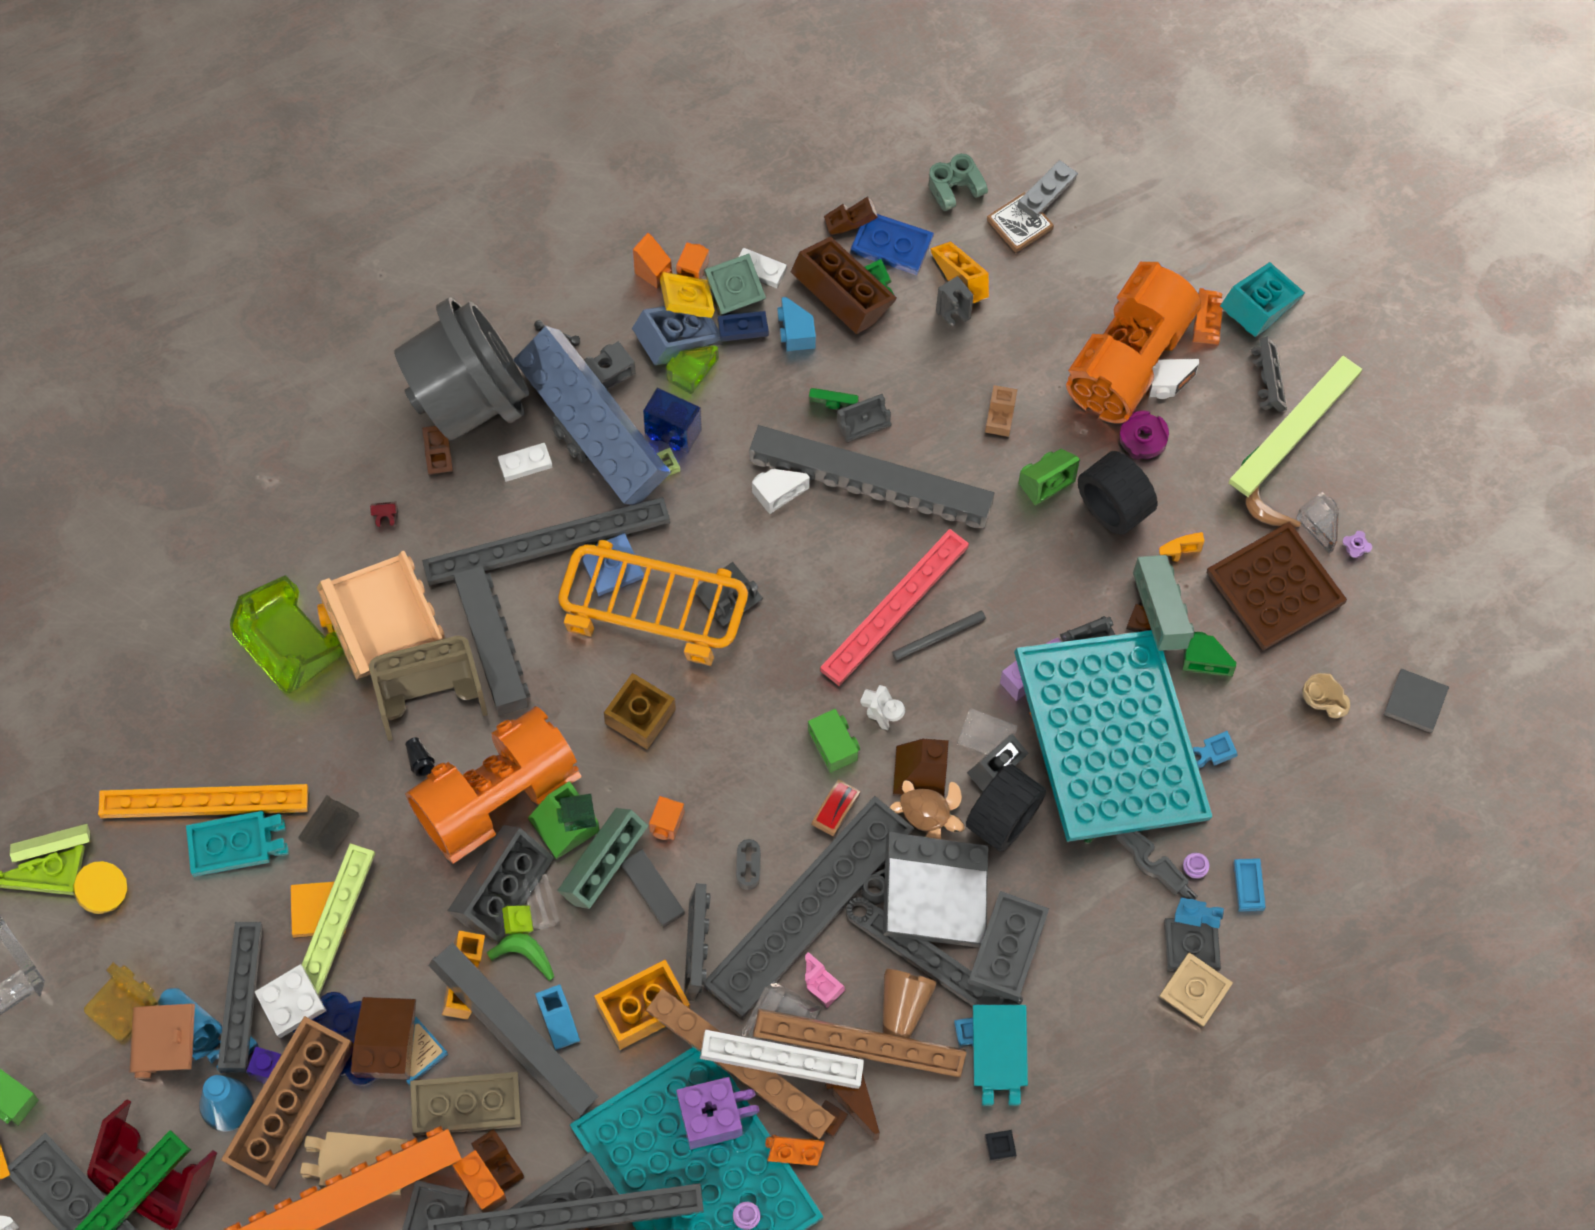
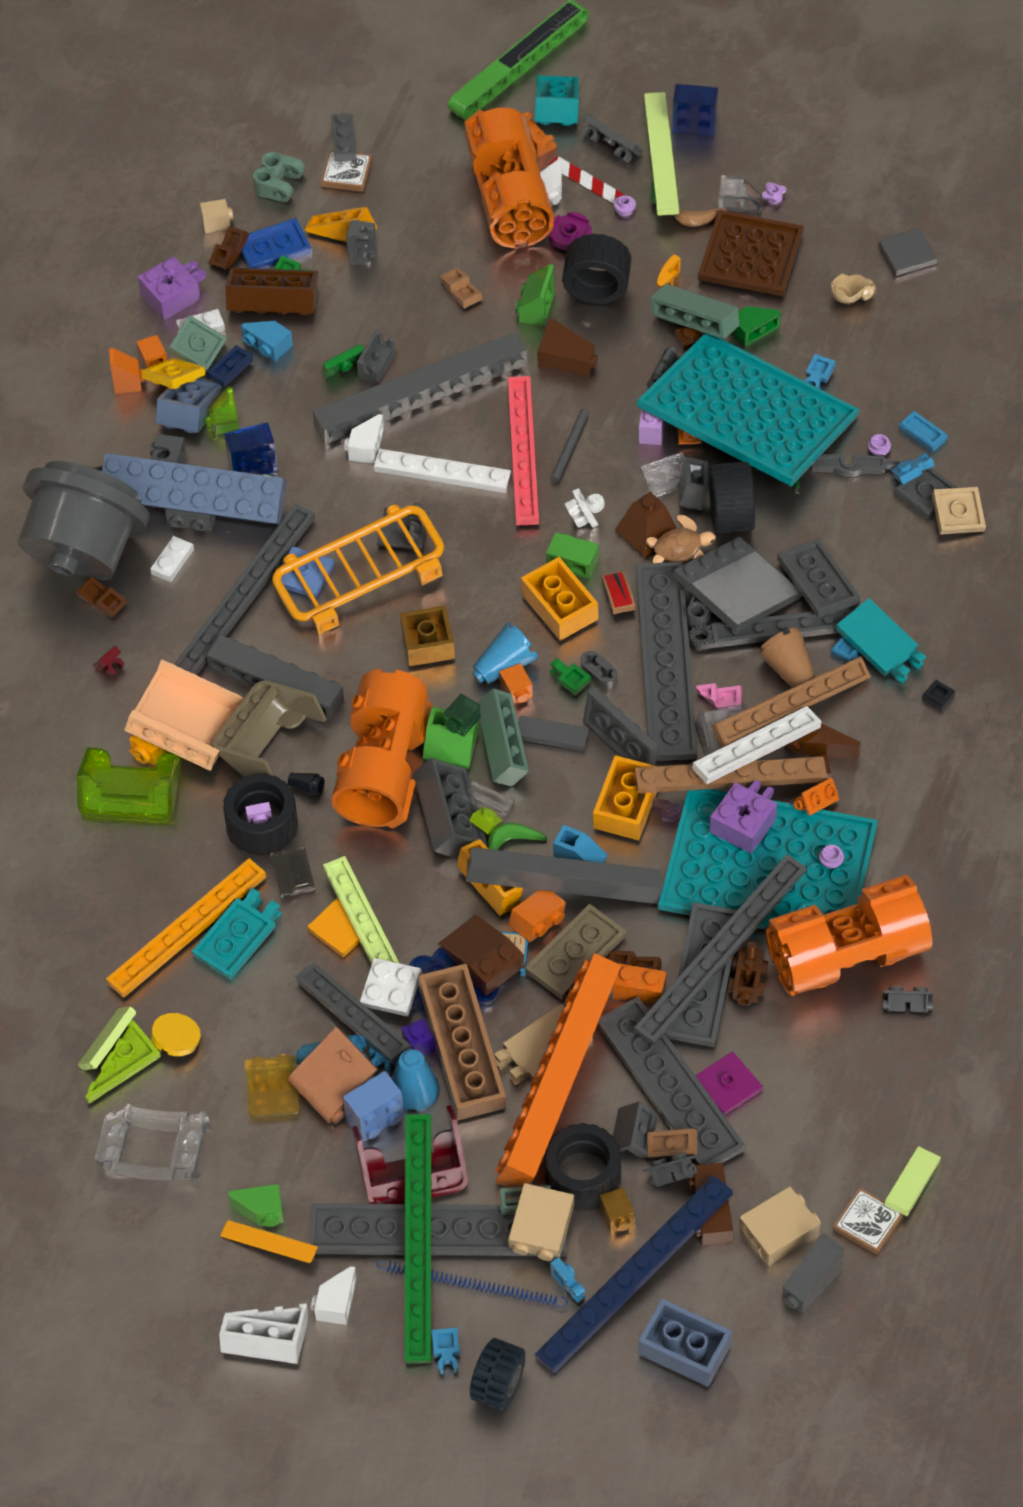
camera: 40 degrees left, 10 degrees down
(168, 1095) = (374, 1106): none -> medium blue brick
(341, 727) = (260, 837): none -> black tyre
(343, 757) = (258, 813): none -> lavender plate
(466, 1044) = (537, 914): none -> orange brick
(668, 1047) = (671, 811): none -> plate
(683, 783) = (506, 650): none -> dark azure cone
(718, 852) = (571, 677): none -> green plate
(767, 213) = (171, 286): none -> medium lavender hinge
(777, 772) = (559, 598): none -> light orange brick
(813, 568) = (442, 471): none -> white plate
(870, 177) = (216, 215): none -> tan brick
(1023, 544) = (566, 350): none -> reddish brown slope
(1212, 397) = (588, 181): none -> sticker
(1216, 454) = (624, 205): none -> lavender plate
(1268, 234) = (518, 59): none -> bright green beam
(1364, 409) = (695, 109): none -> clear blue brick

